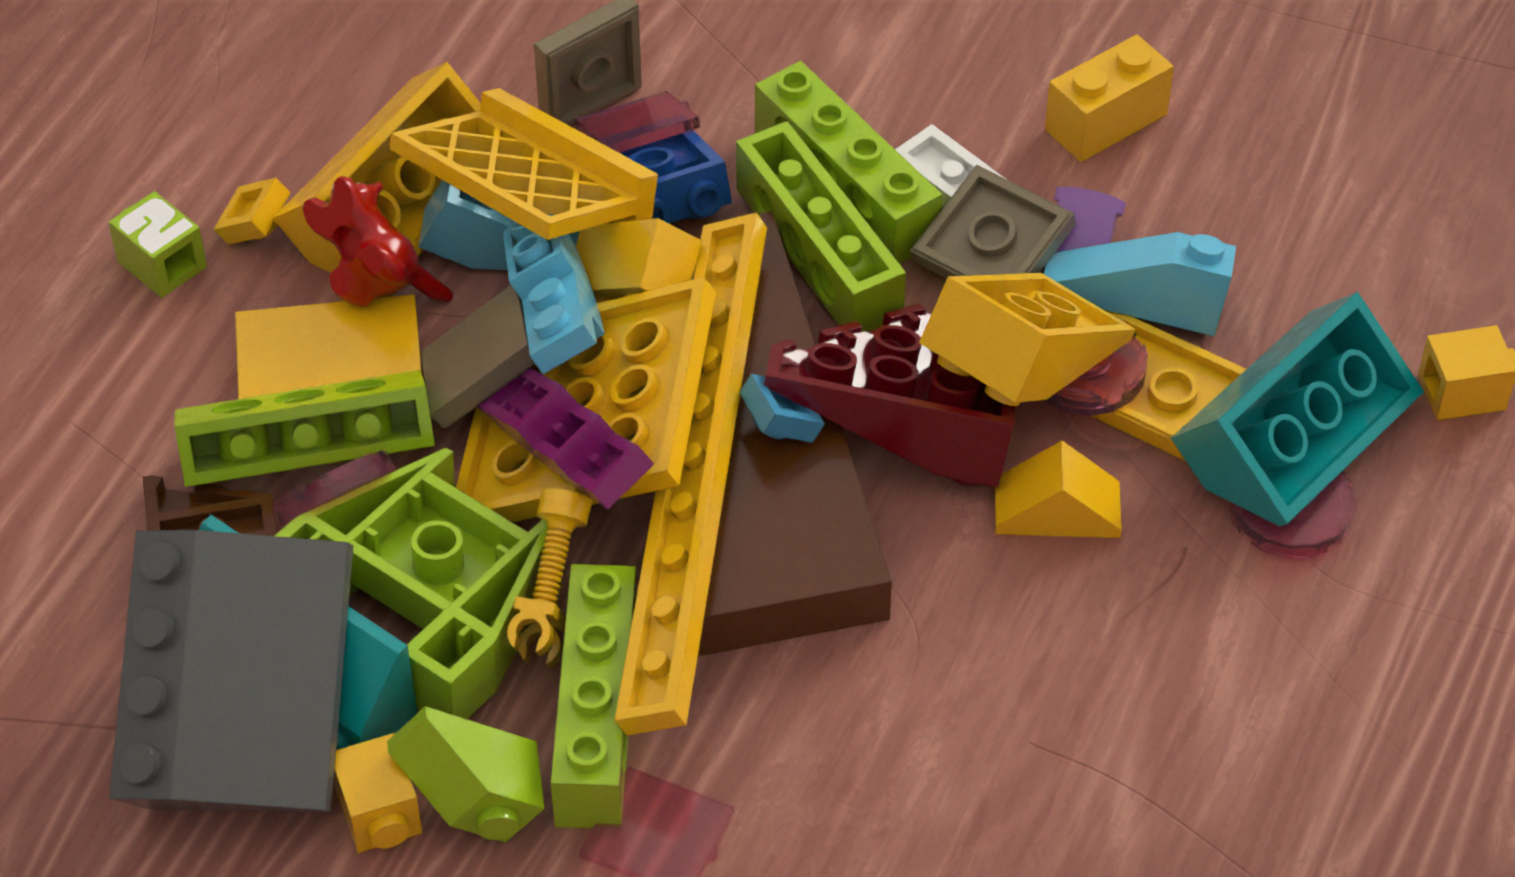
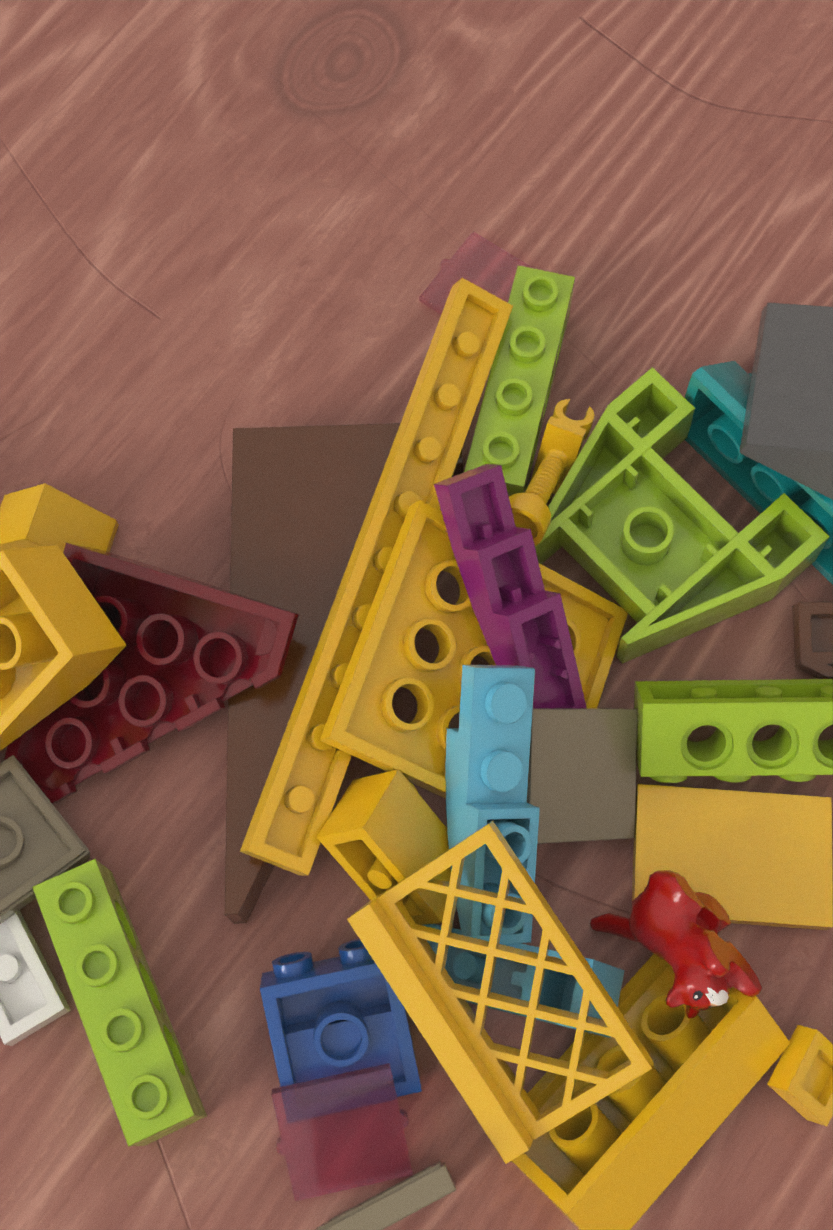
camera: 165 degrees left, 20 degrees up
(333, 485) = (741, 631): clear pink tile -> none
(375, 795) = (719, 329): yellow brick -> none
(471, 772) = (634, 317): lime slope -> none
(778, 415) = (293, 591): dark azure plate -> none
(819, 227) = (178, 891): lime brick -> none

